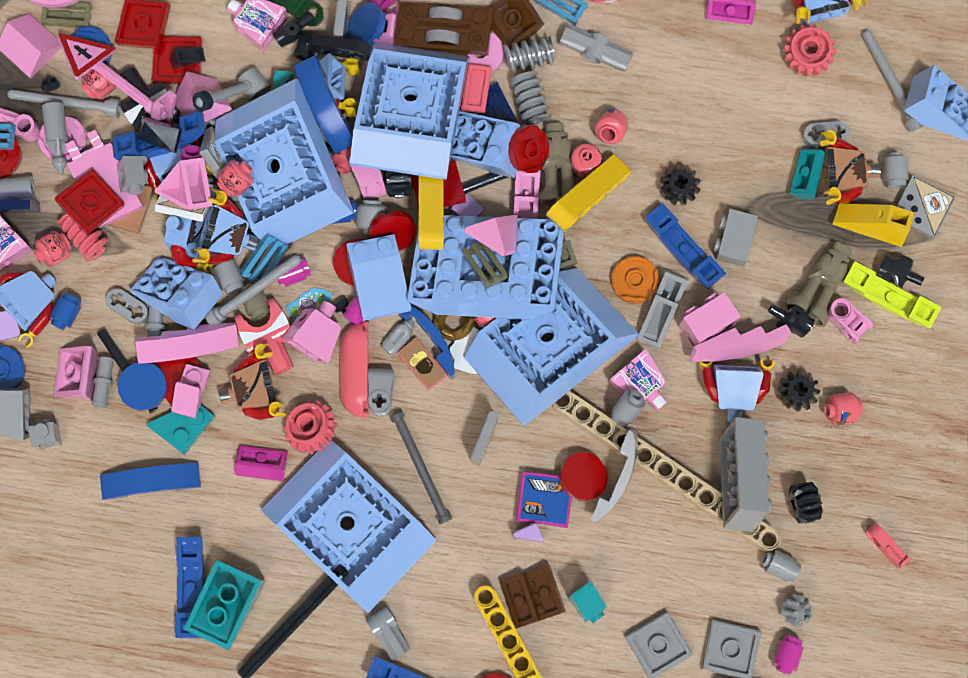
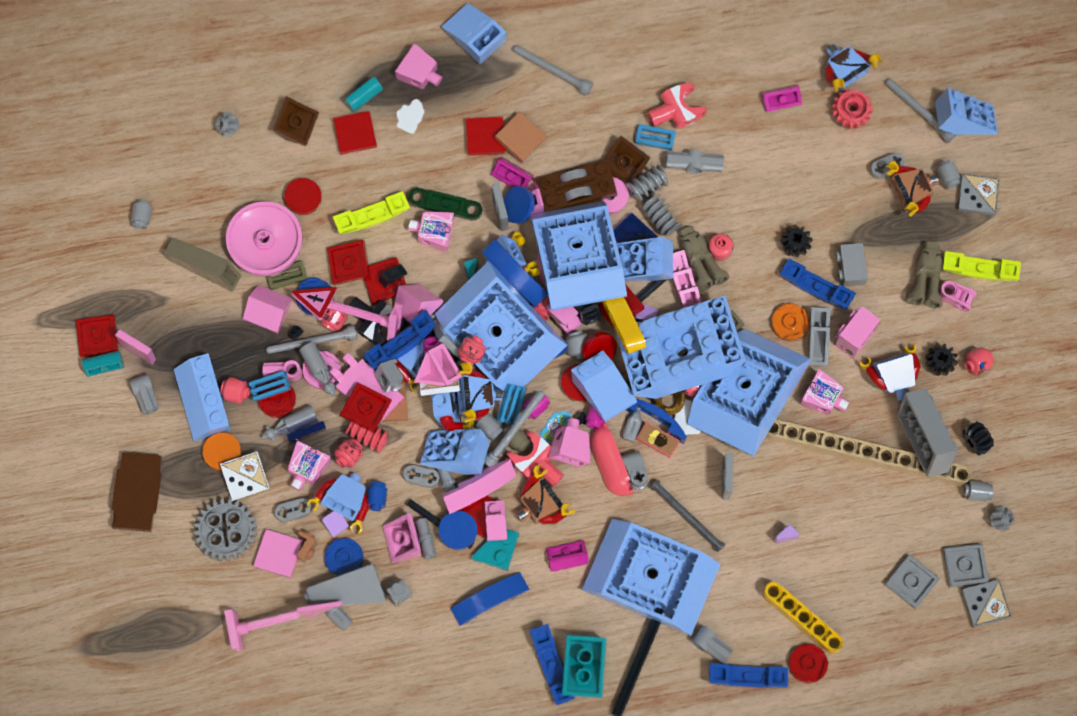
camera: 20 degrees left, 5 degrees down
(159, 134) = (400, 338): slope -> none
(250, 83) = (449, 278): light grey piece -> none
(292, 30) = (461, 233): black piece -> none
(318, 435) = (586, 510): coral gear -> none
(337, 46) = (481, 233): black beam -> none
(475, 249) = (669, 339): olive tile -> none
(476, 89) = (619, 222): coral tile -> none
(496, 233) = (680, 322): bright pink slope -> none
(528, 148) = (677, 253): red tile -> none
(532, 596) = (806, 579): reddish brown slope -> none
(542, 500) = (787, 506): slope -> none
(583, 476) = (809, 478): red tile -> none
(588, 603) = (849, 568): teal slope -> none
(589, 192) = (734, 269): yellow beam -> none
(611, 126) = (729, 215): coral head -> none
(628, 407) = (823, 415): light grey brick -> none
(629, 449) = (834, 491): slope -> none
(733, 345) = (883, 343): bright pink slope -> none
(788, 654) = (1008, 553): dark pink brick -> none
(794, 318) = (917, 311): black piece -> none
(807, 173) = (886, 199): teal brick -> none
(876, 221) = (950, 216): yellow slope -> none
(887, 546) = (1048, 449): coral piece -> none
(898, 270) = (978, 246): black piece -> none

